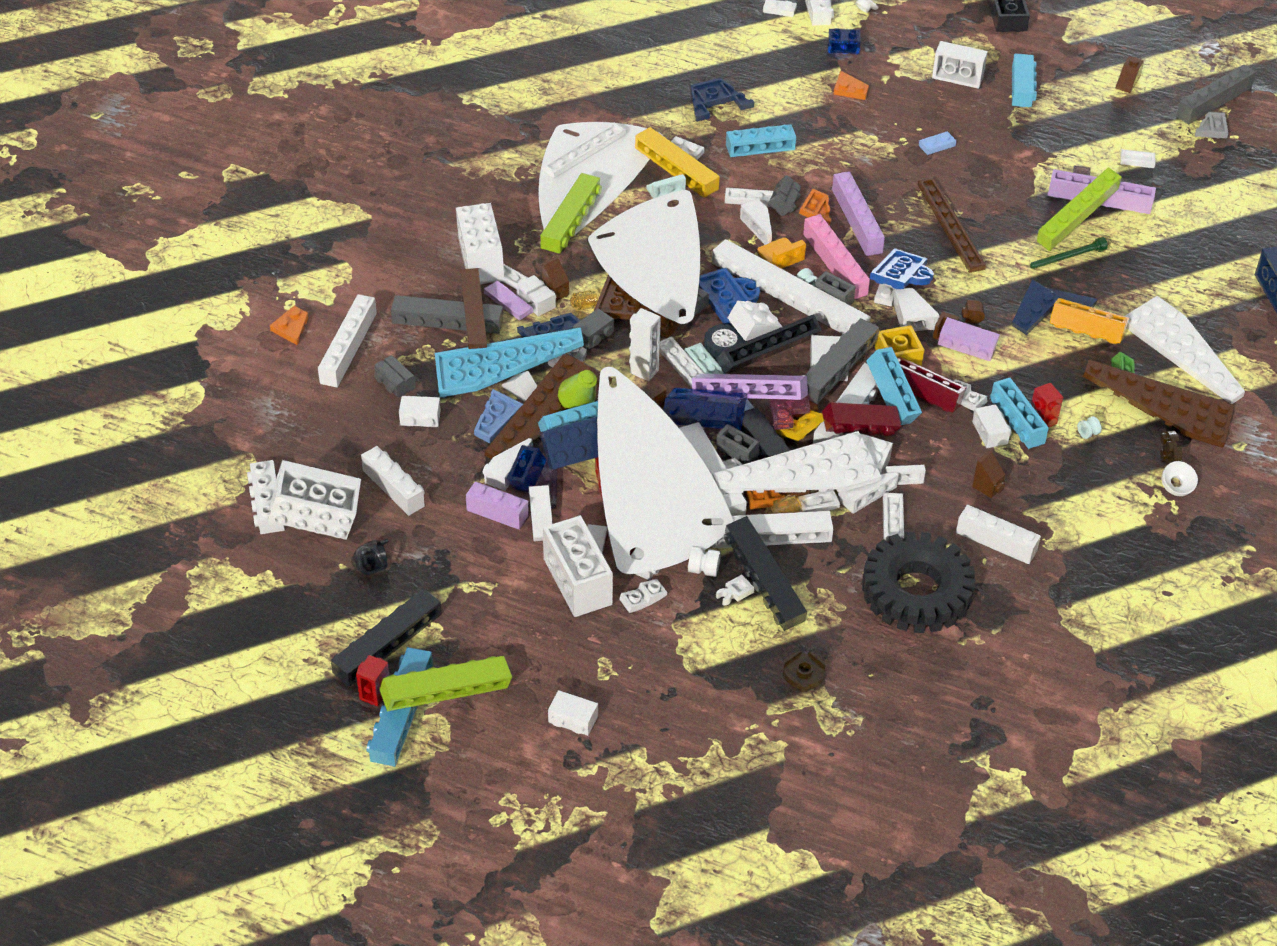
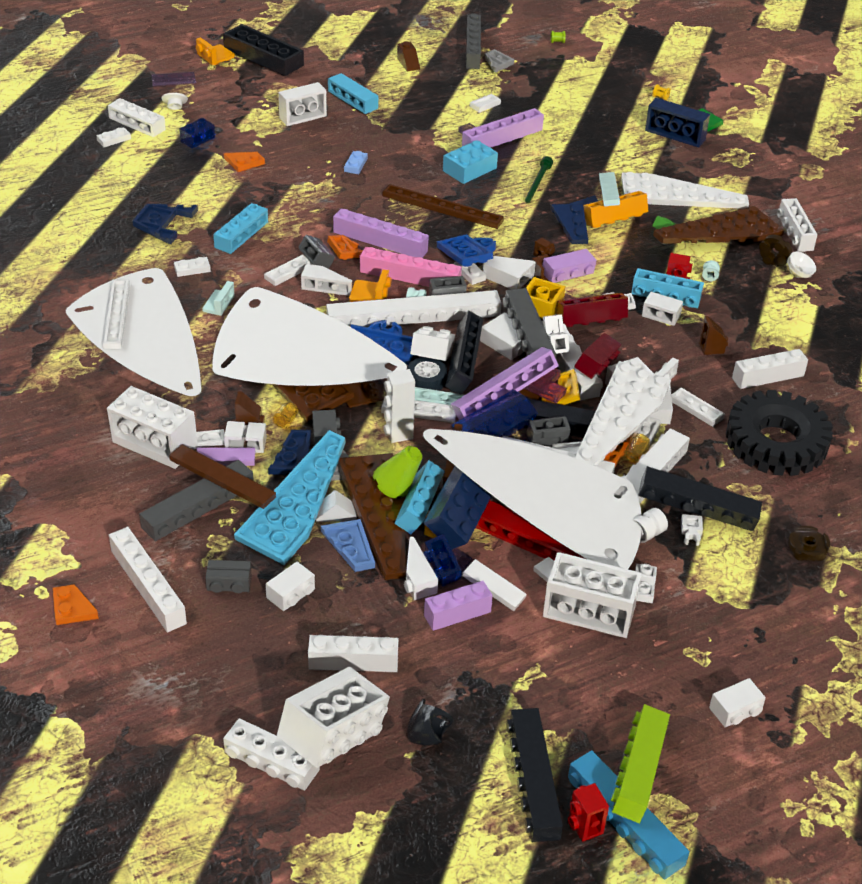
camera: 50 degrees left, 5 degrees down
(570, 213) = (181, 362): lime brick -> none
(677, 161) = (202, 277): yellow brick -> none
(846, 380) = (554, 328): none -> white brick
(893, 384) = (583, 319): medium azure brick -> none
(1029, 200) = (470, 161): none -> medium azure brick
(1078, 209) = (514, 146): lime brick -> none
(1106, 299) = (609, 189): none -> light aqua tile
(1238, 445) = (797, 225): none -> white brick

